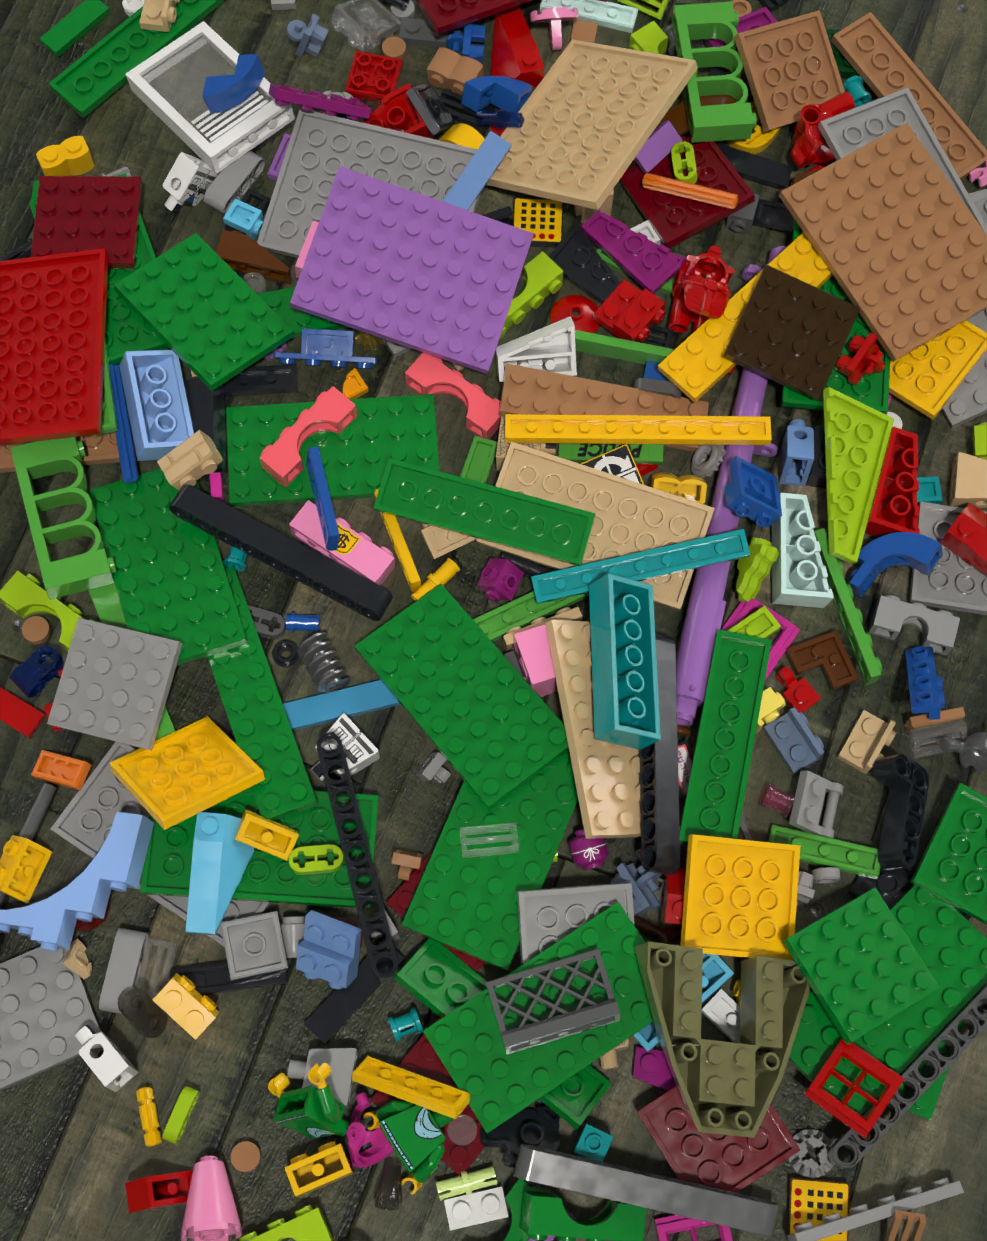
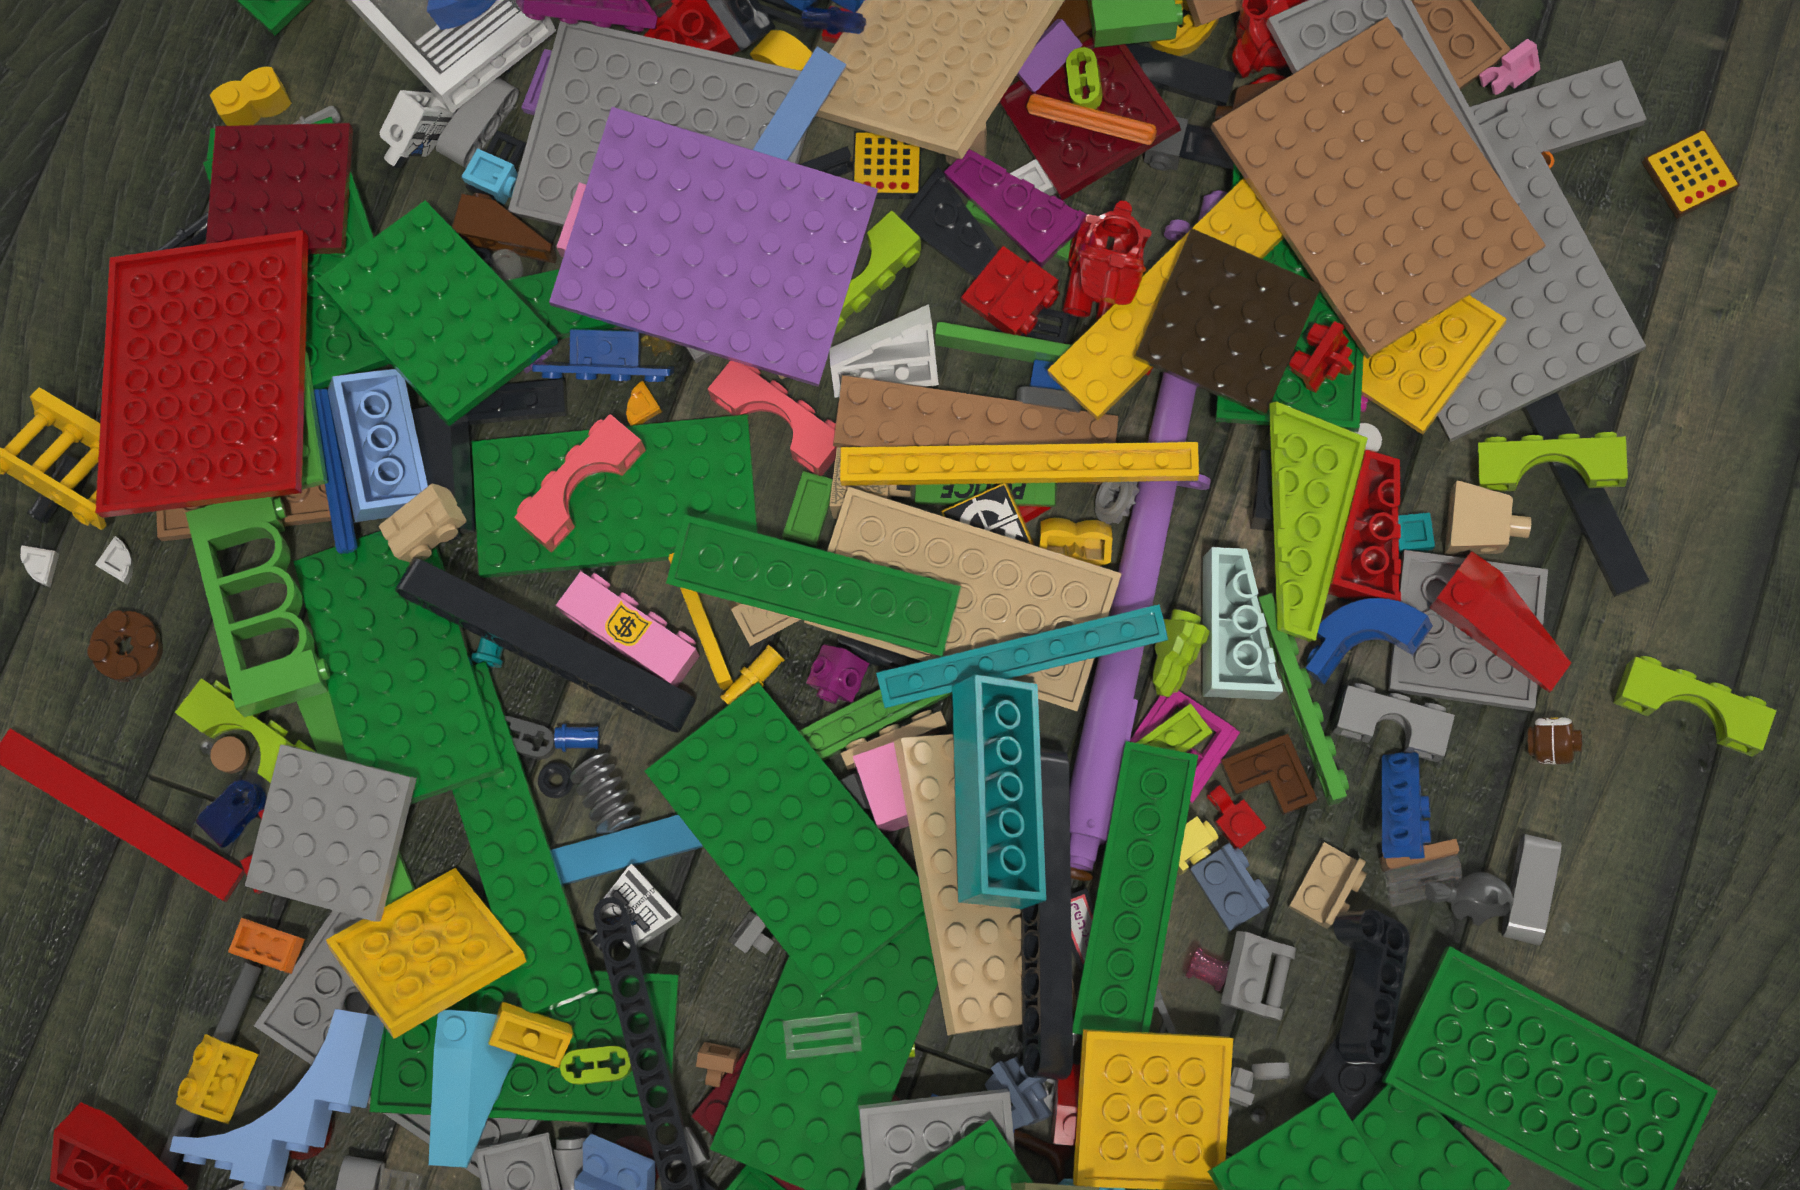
camera: 10 degrees right, 5 degrees up
(217, 486) = (461, 557): dark pink tile -> none
(322, 499) = (598, 571): blue tile -> none
(576, 303) = (947, 309): red dish -> none
(588, 852) = (956, 1049): magenta head -> none
(753, 493) = (1174, 549): blue plate -> none
(799, 445) = (1236, 486): medium blue torso -> none
(830, 852) = (1271, 1038): bright green tile -> none

